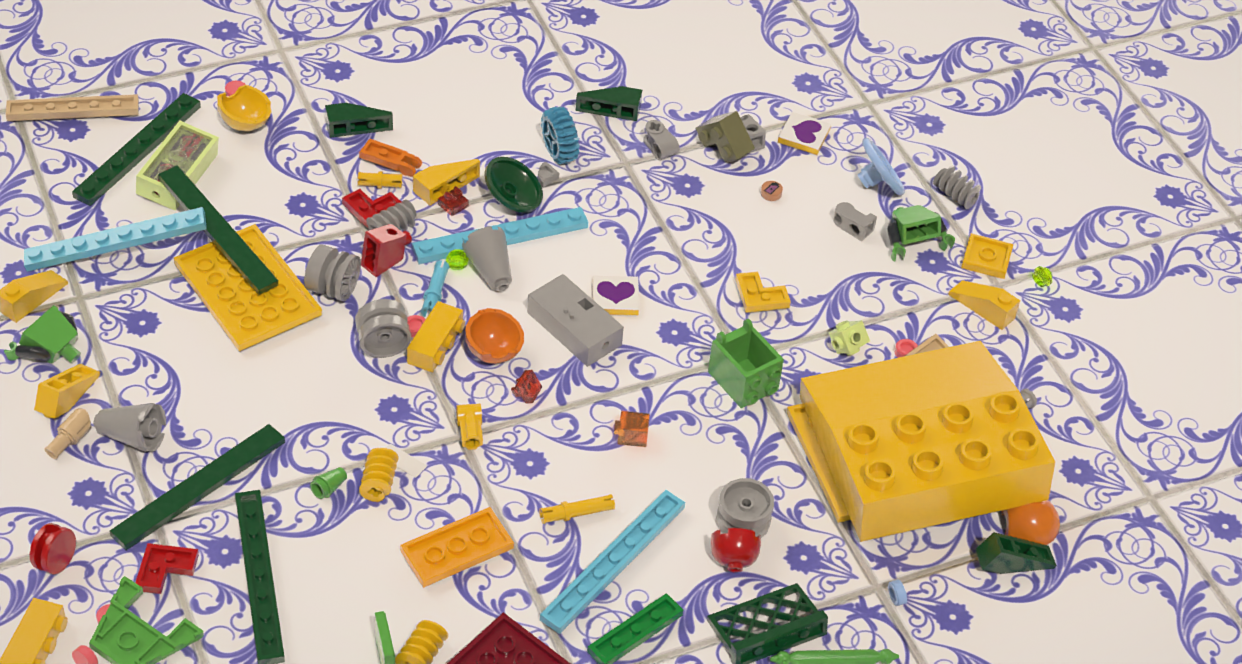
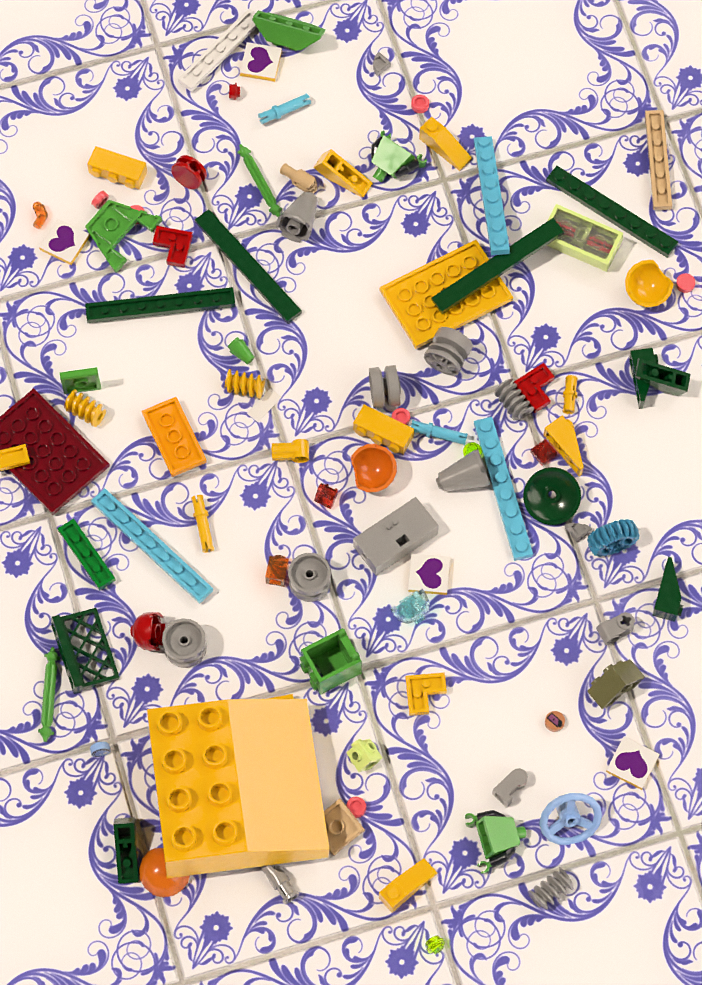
camera: 100 degrees right, 20 degrees up
(66, 478) = (259, 180): none -> bright green wheel
(365, 90) = (662, 377): none -> dark green slope
(383, 248) = (480, 393): red torso -> none
(390, 157) = (597, 401): orange hinge -> none
(640, 389) = (309, 577): none -> light grey wheel
(661, 301) = (412, 608): none -> clear light blue cylinder
(755, 131) = (628, 708): light grey leg -> none
(987, 256) = (467, 902): yellow tile -> none

